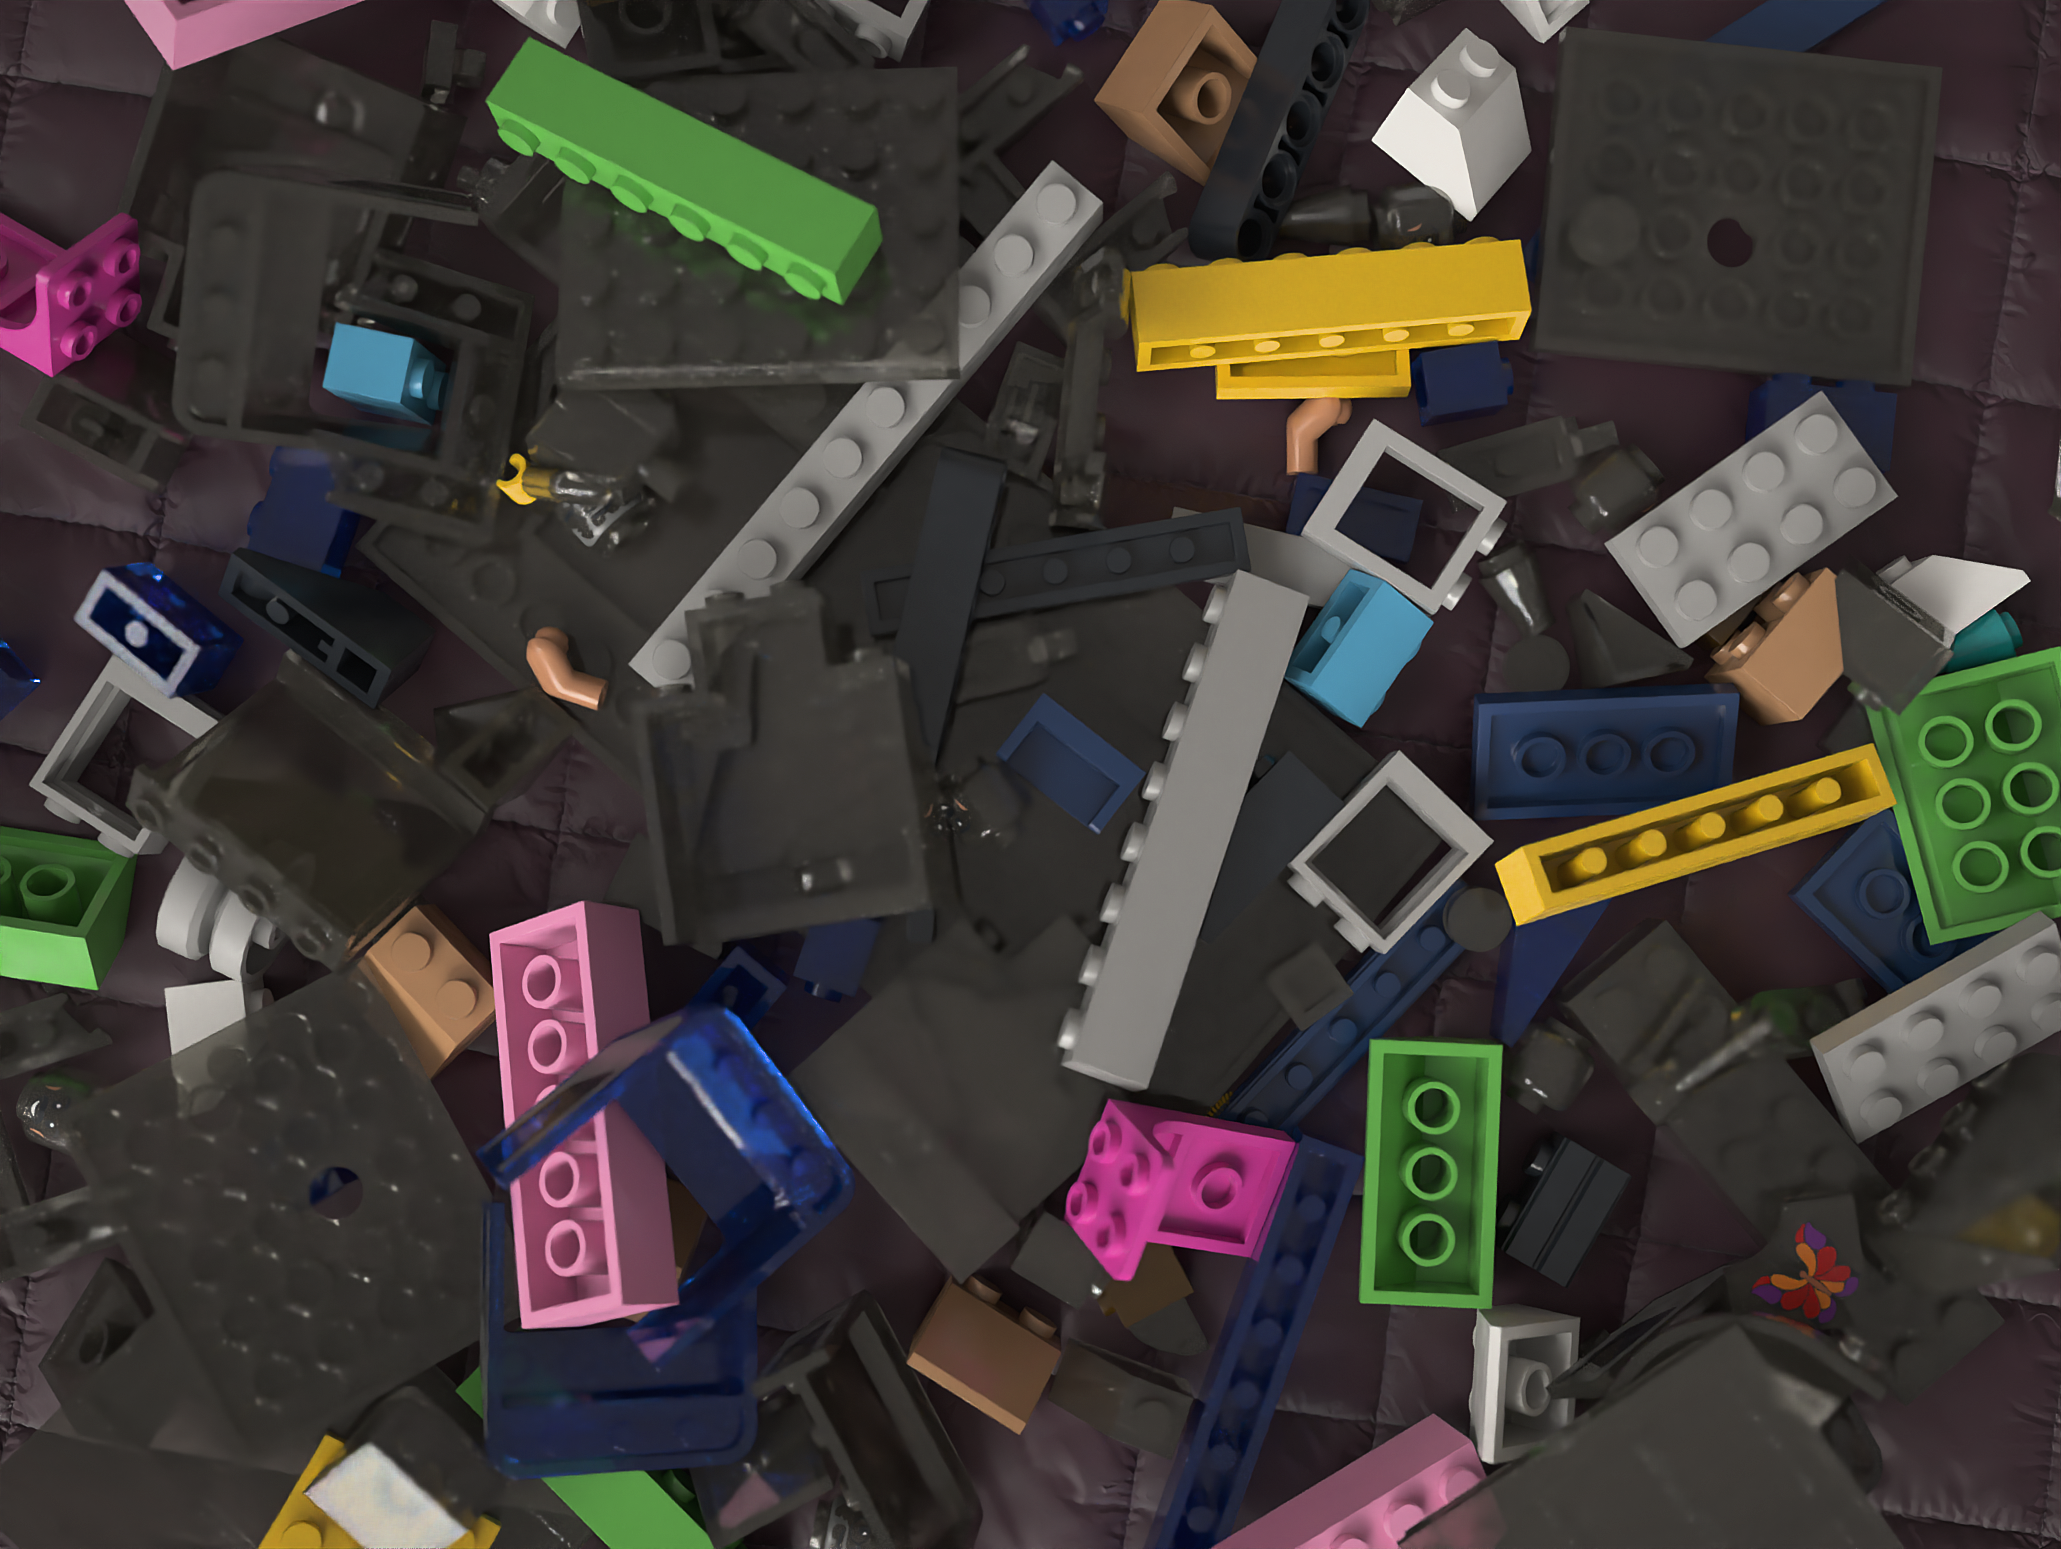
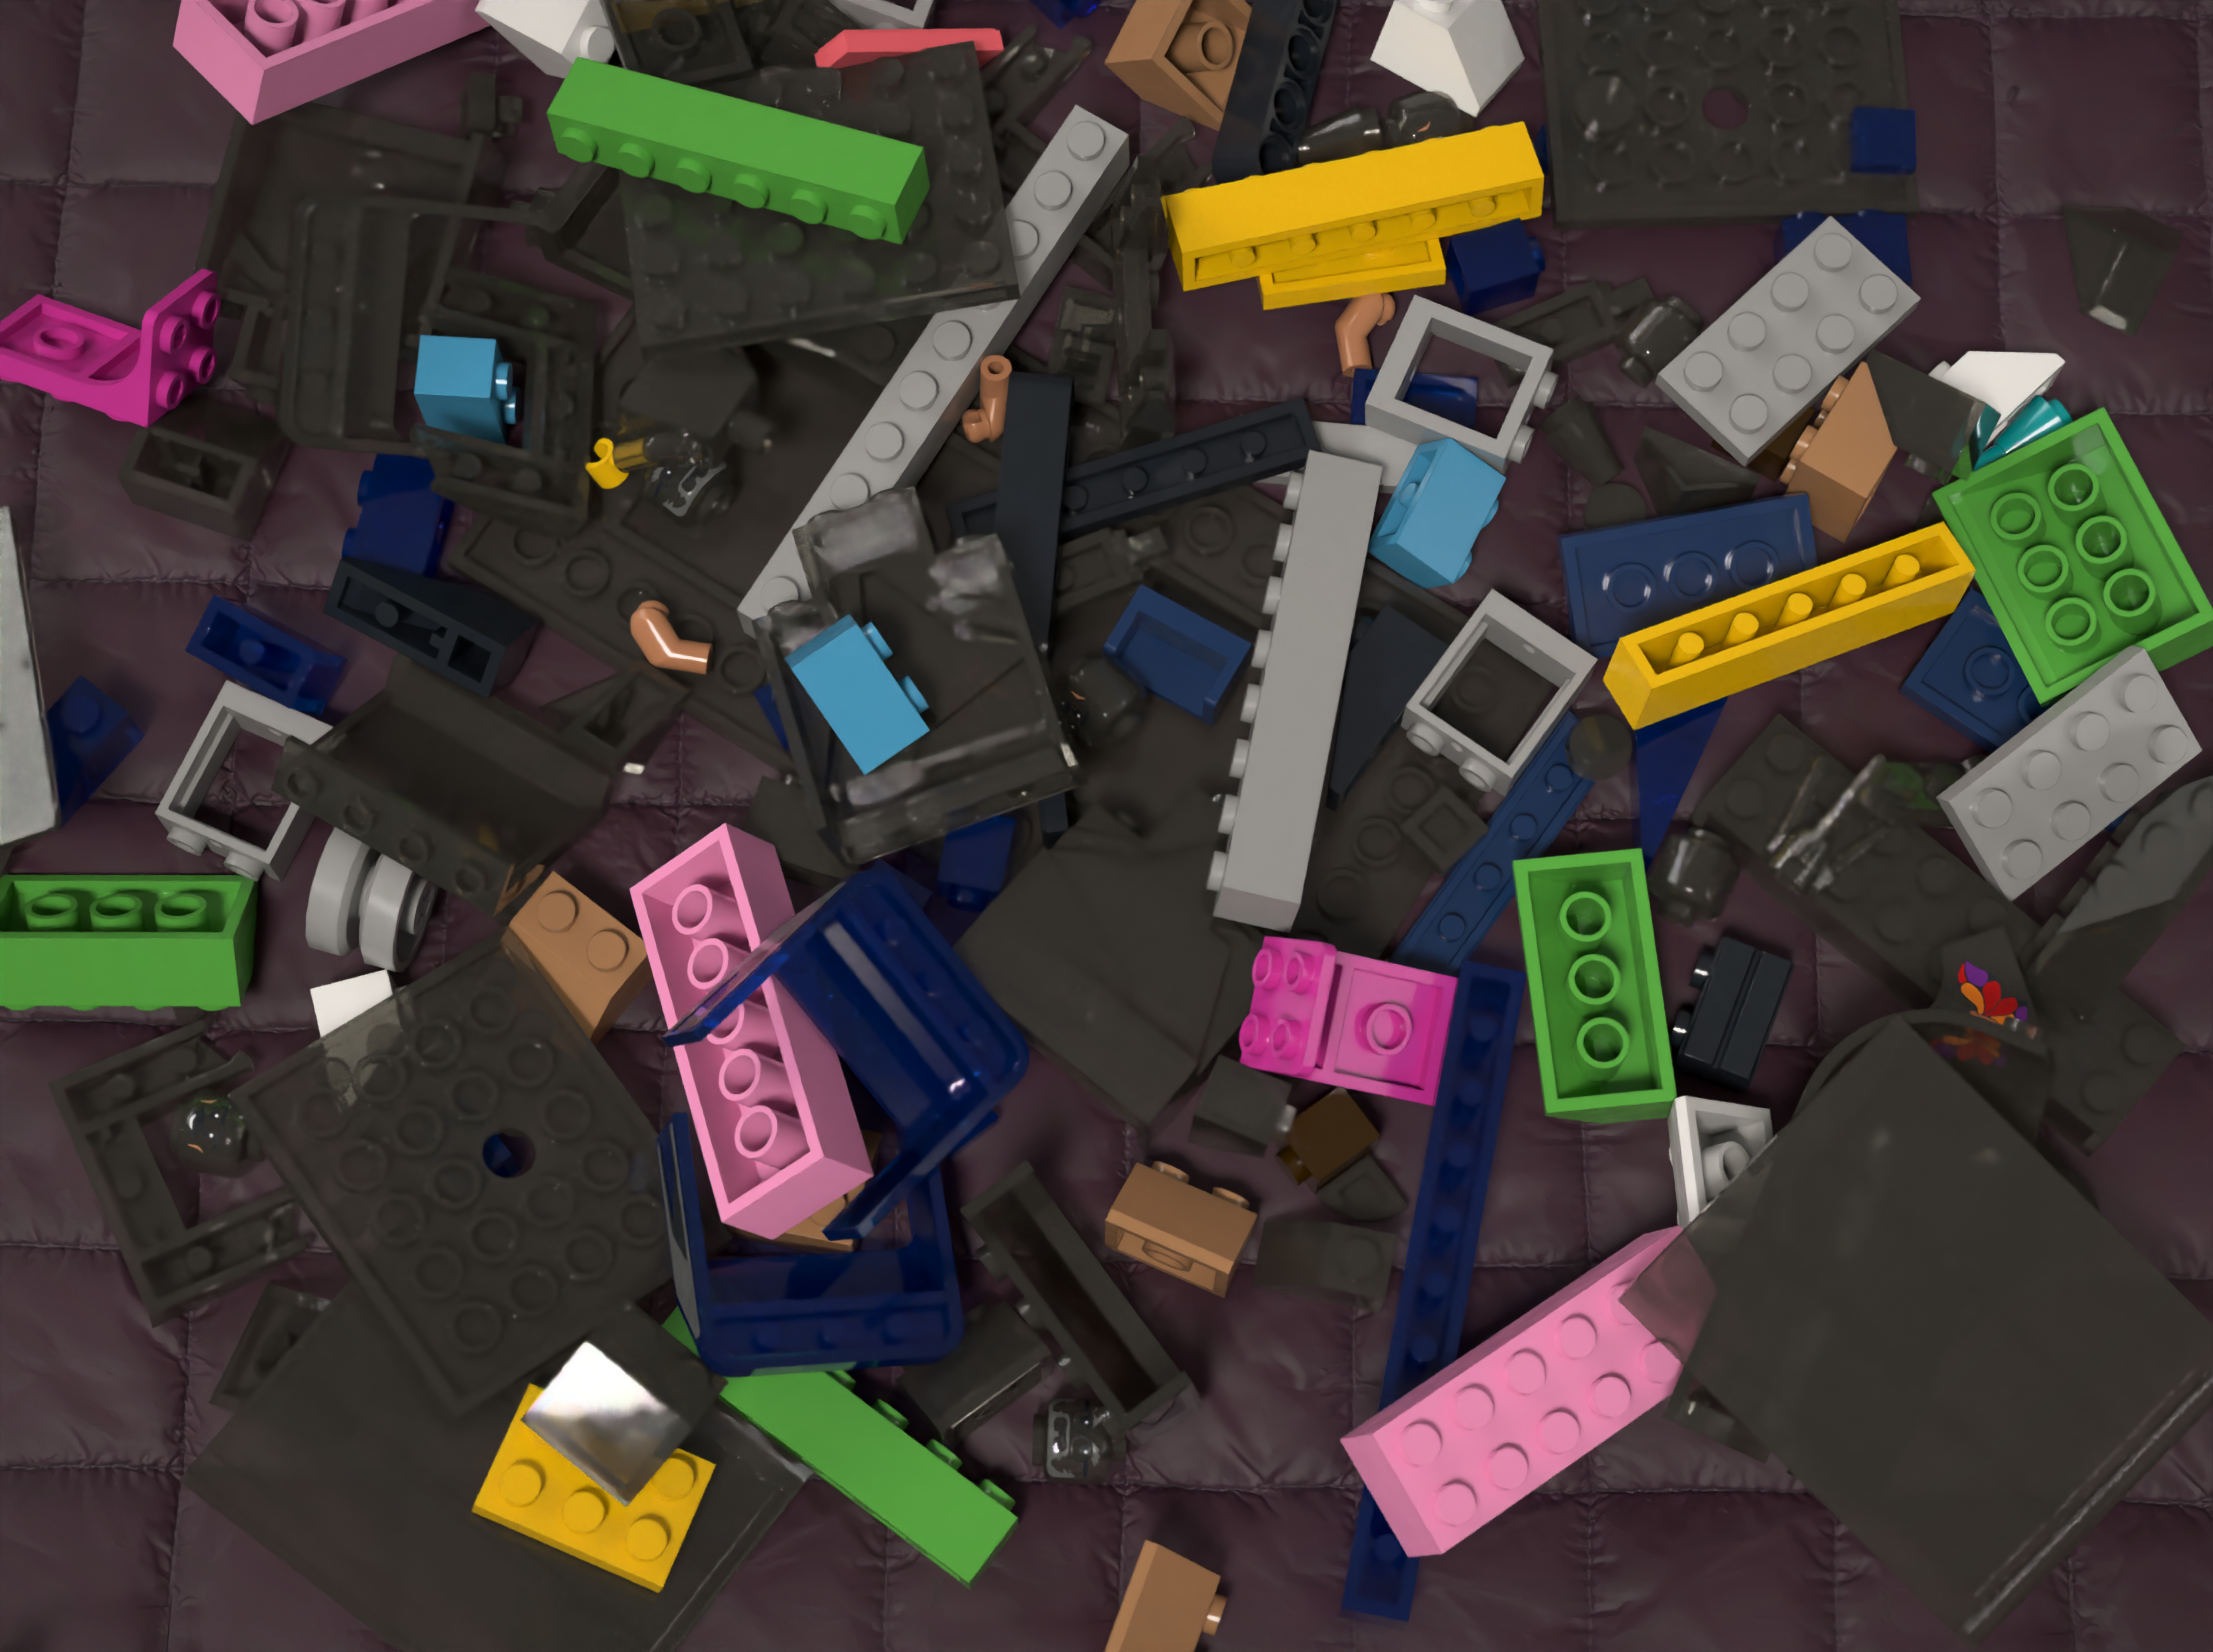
camera: 10 degrees left, 15 degrees down
(730, 795) = (858, 693): none -> dark azure brick
(852, 59) = (864, 46): none -> coral tile
(917, 480) = (990, 418): none -> nougat arm
(1889, 306) = (1883, 141): none -> clear blue tile

